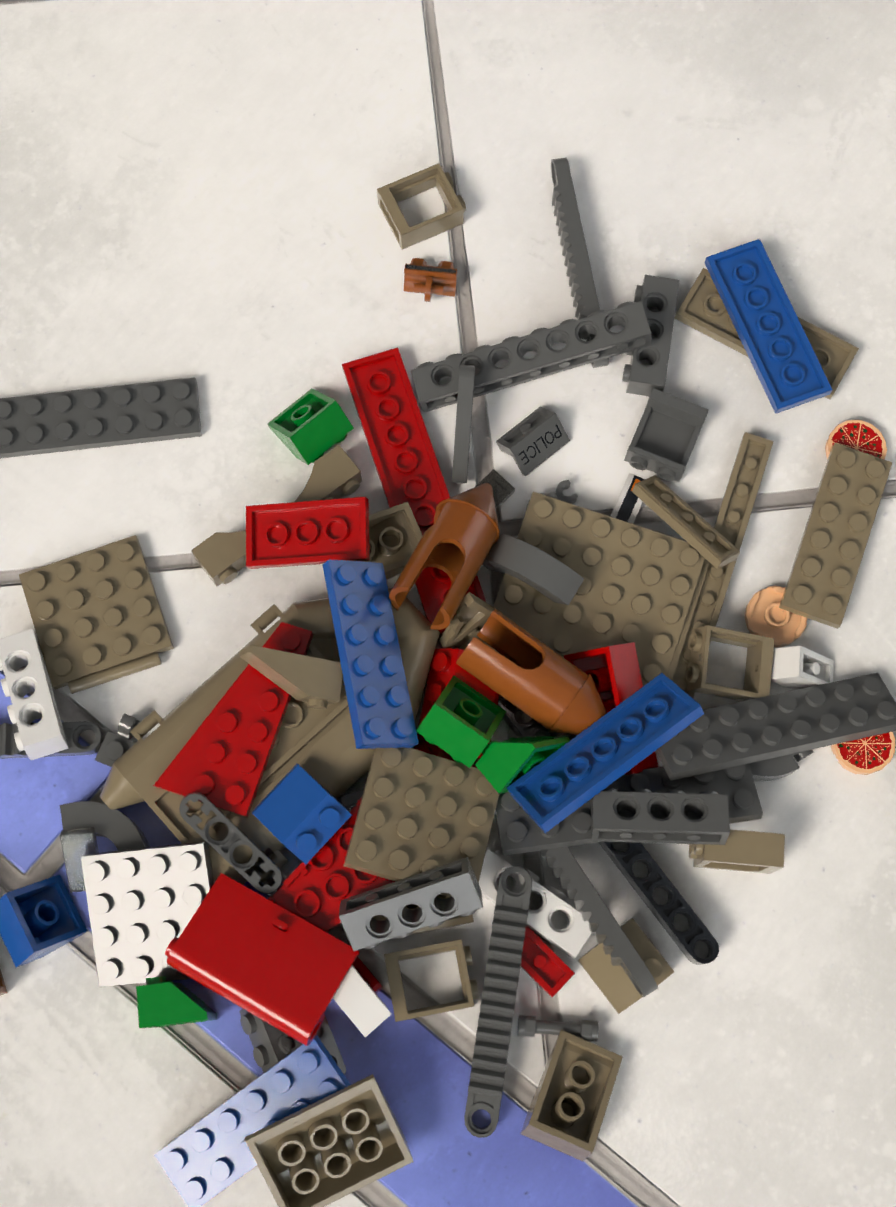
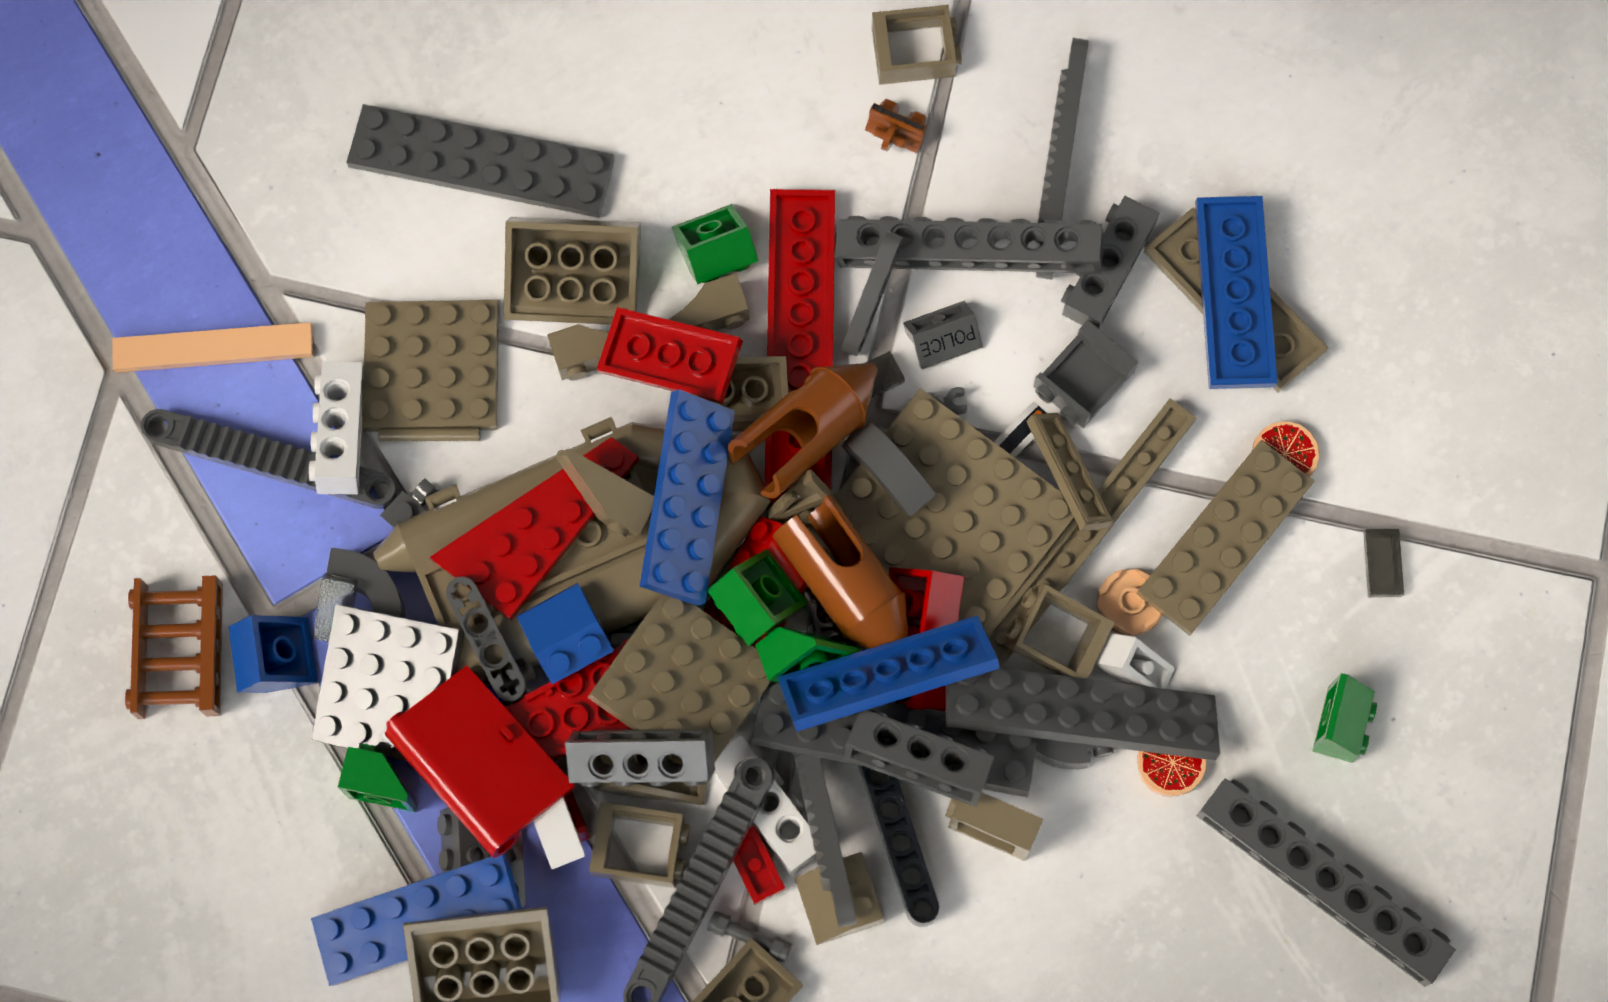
camera: 20 degrees right, 0 degrees up
(191, 488) = (570, 269): none -> dark tan slope

